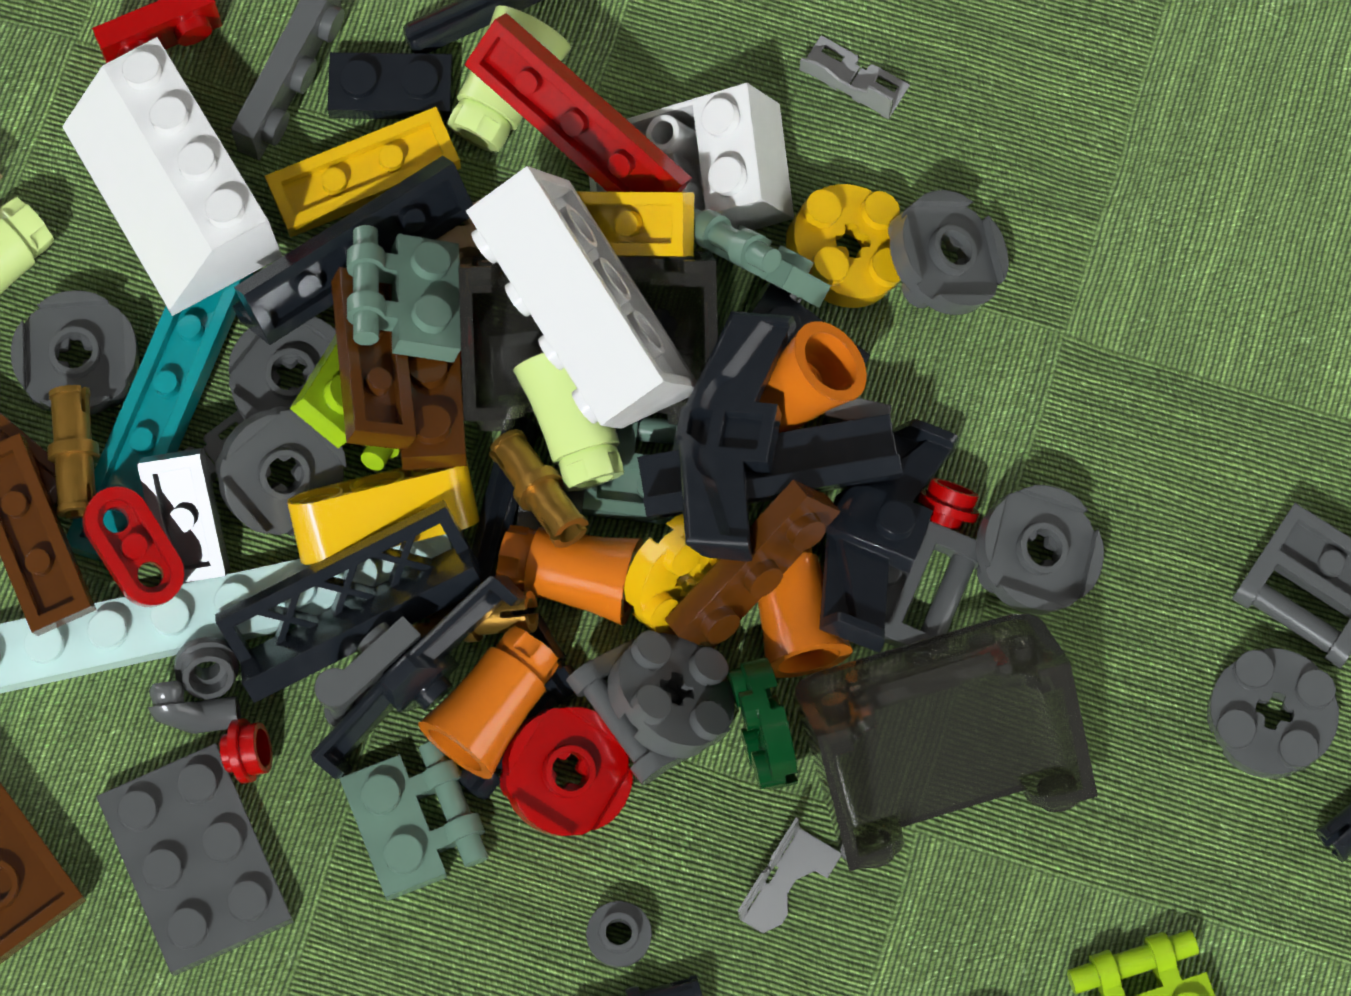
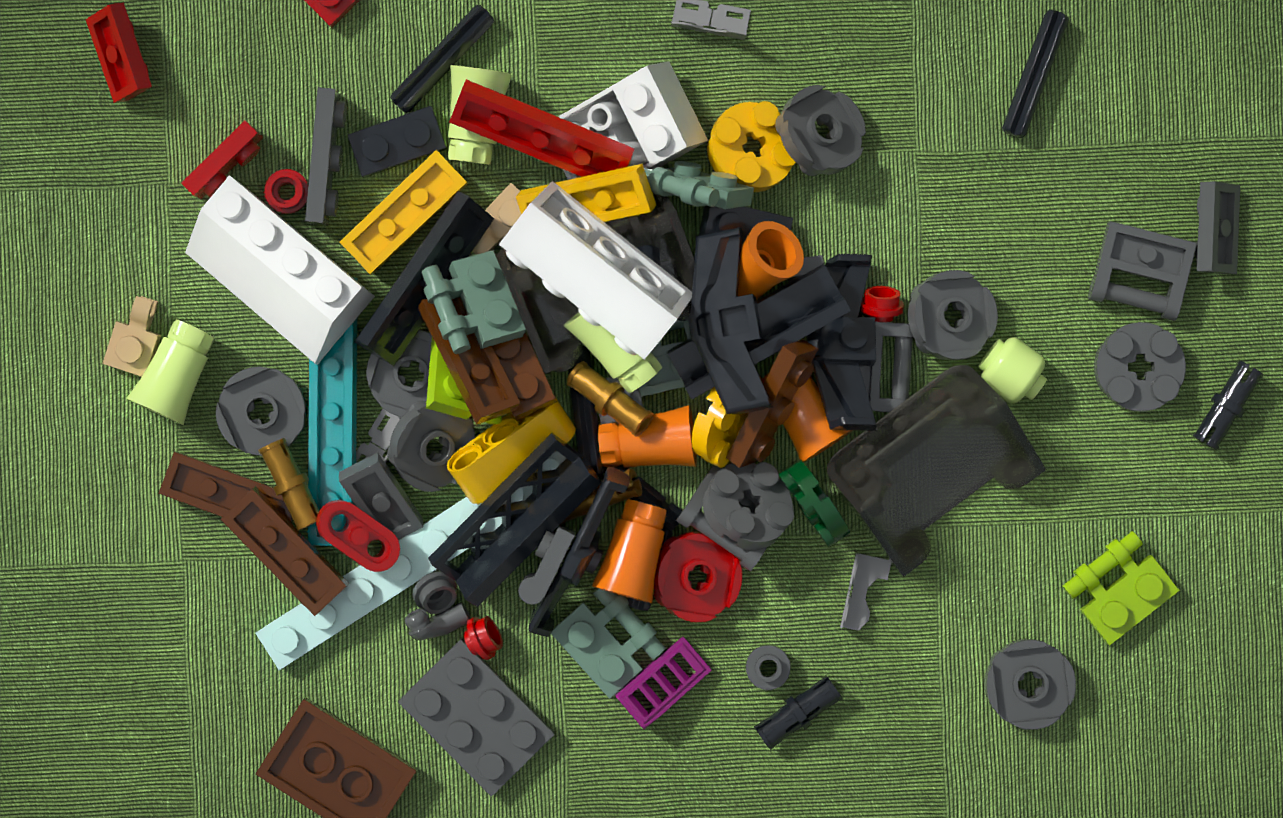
camera: 20 degrees left, 15 degrees up
(216, 81) = (273, 187): none -> red plate
(476, 925) = (634, 707): none -> magenta slope
(1100, 652) = (1013, 370): none -> yellowish green head
(1256, 287) = (1035, 73): none -> black axle

